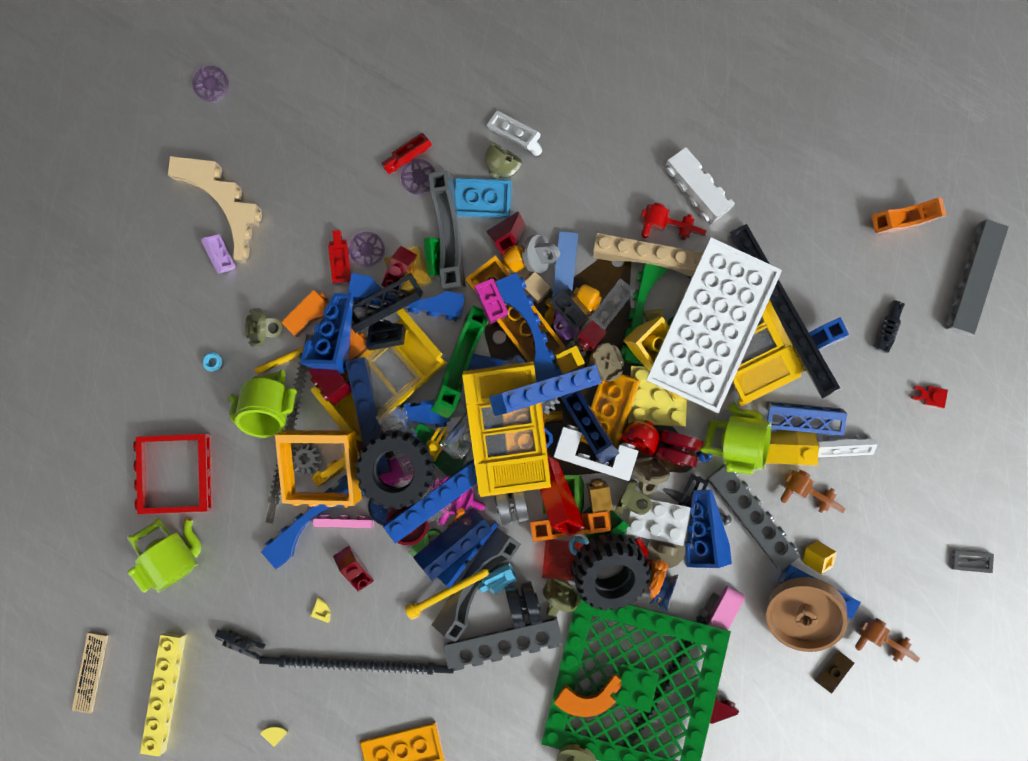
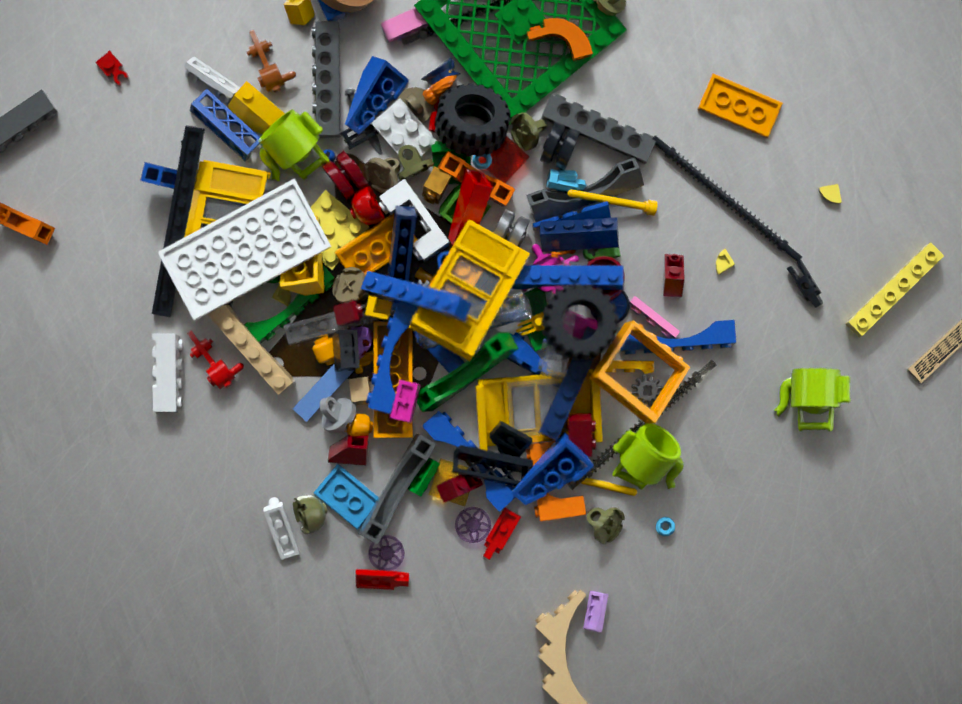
camera: 140 degrees left, 0 degrees up
(204, 468) = (739, 435): red window -> none
(890, 327) = (102, 145): black hinge -> none

